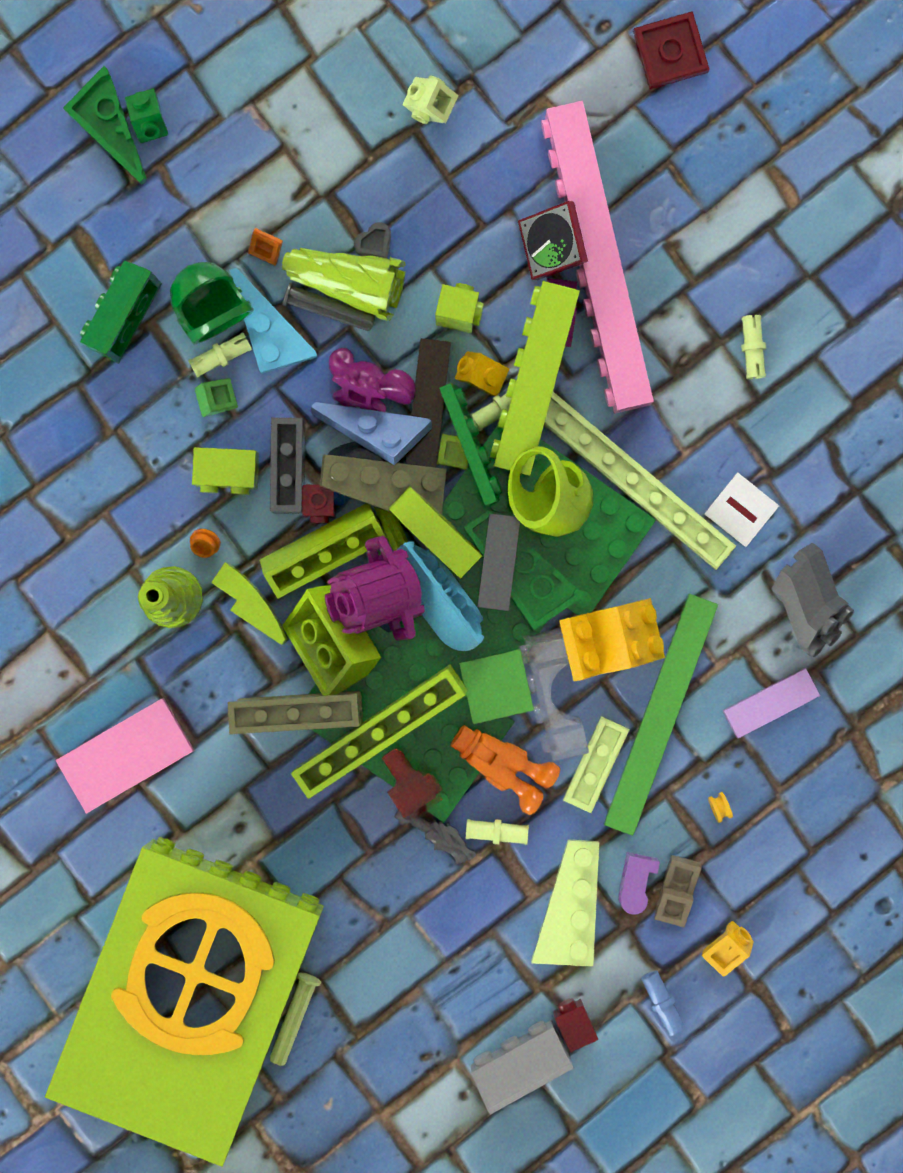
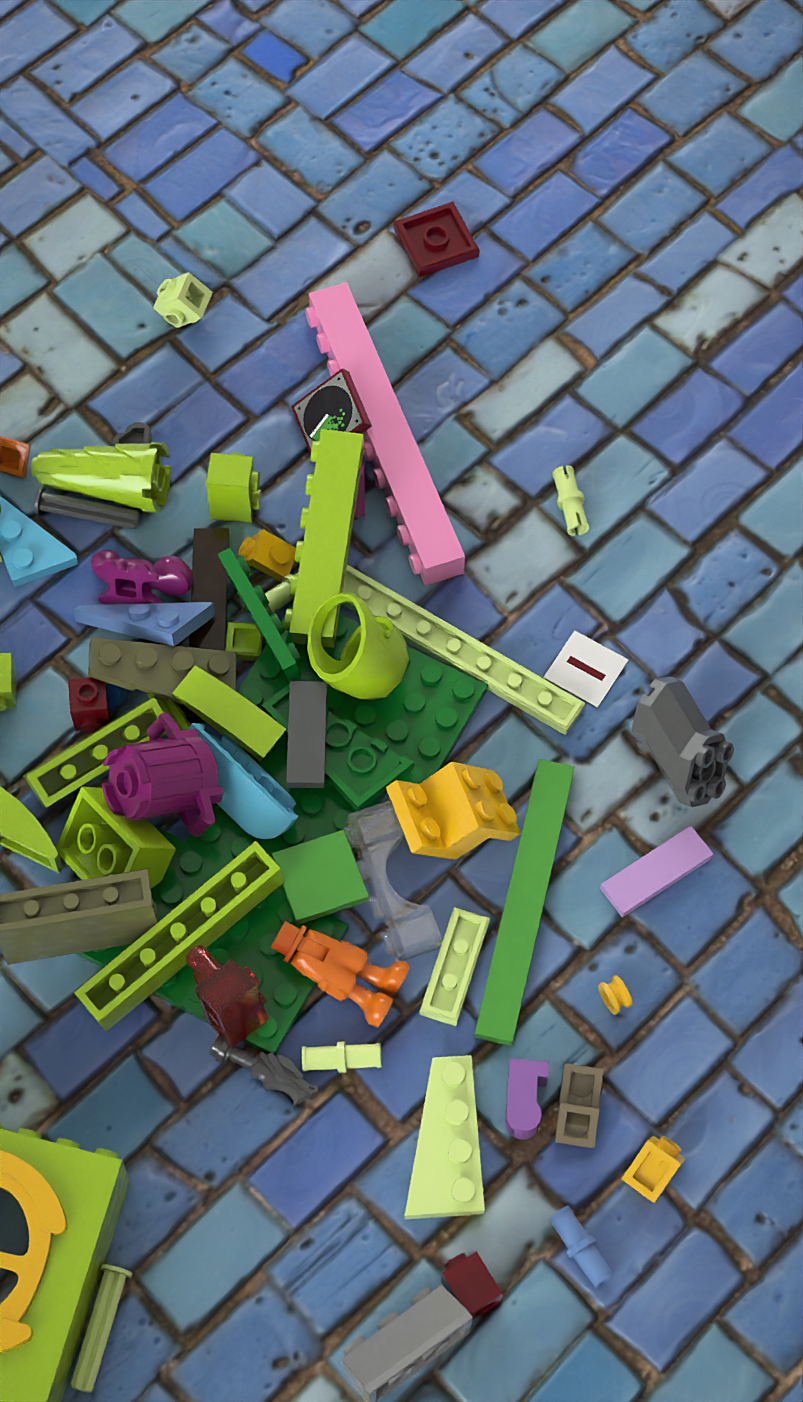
camera: 10 degrees left, 25 degrees down
(287, 465) = (49, 667): dark grey brick -> none

